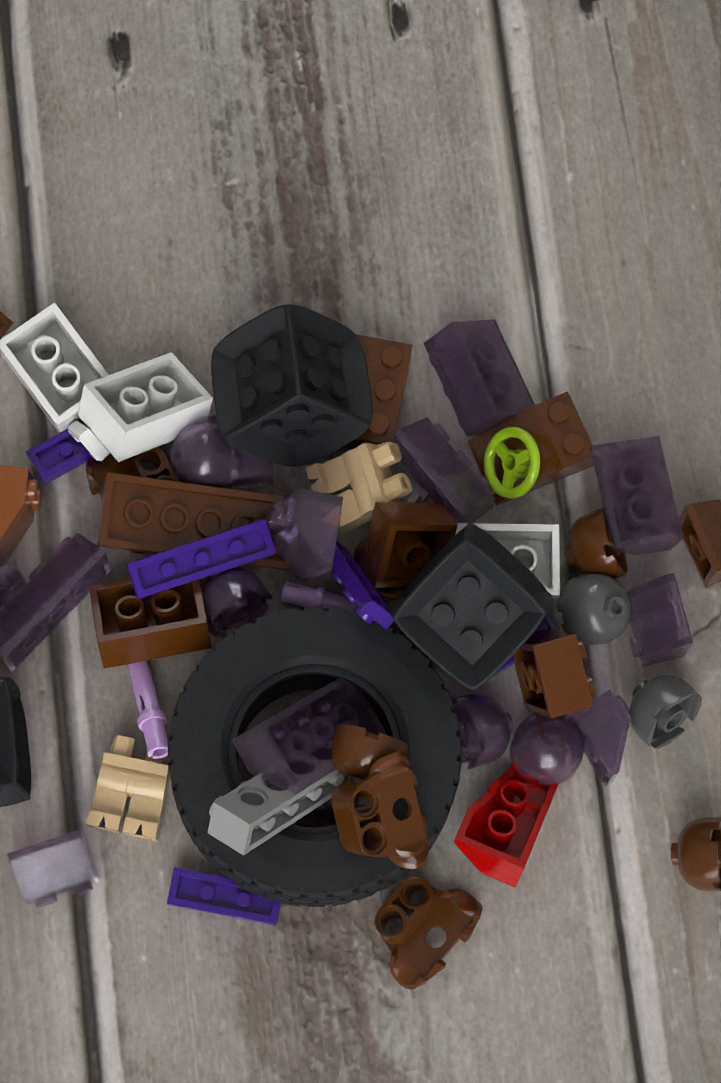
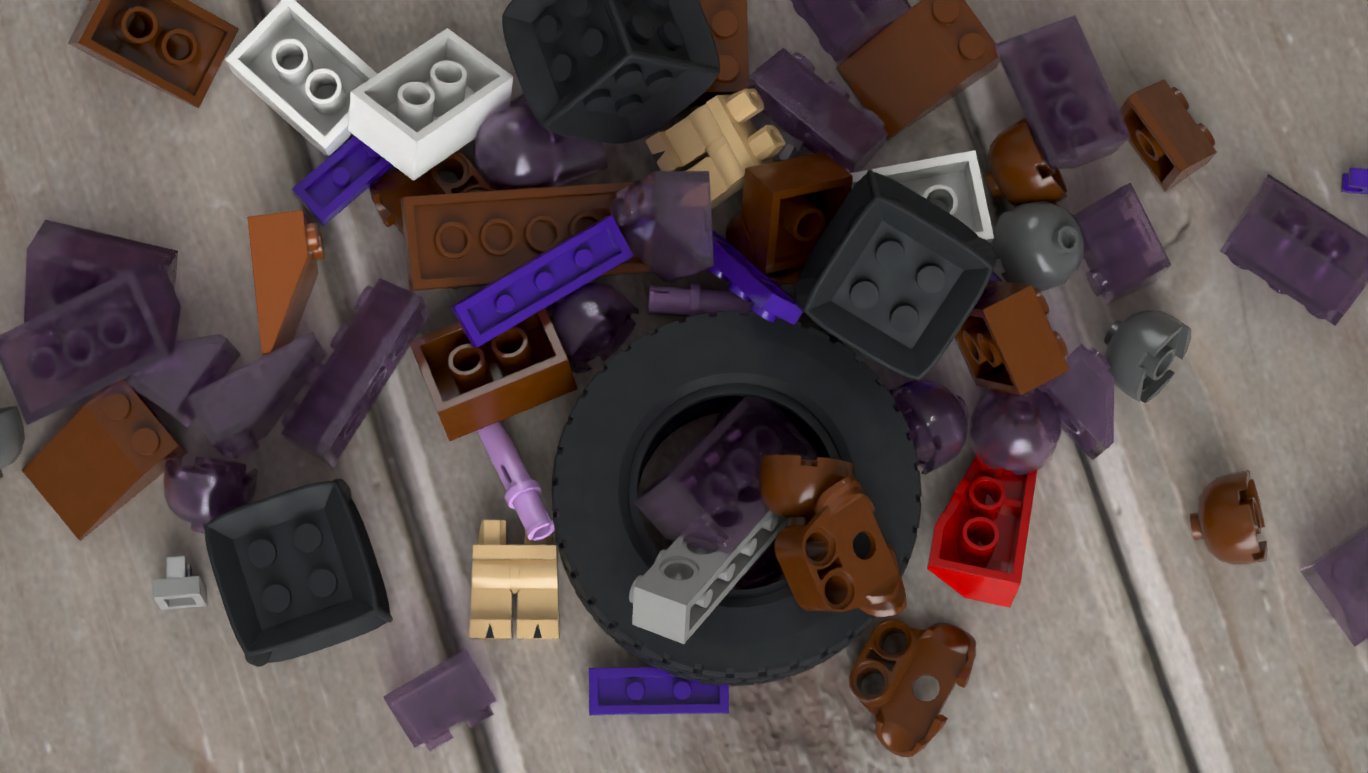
camera: 15 degrees left, 5 degrees up
(88, 439) = (368, 159): white tile -> none
(516, 463) = (905, 84): lime piece -> none

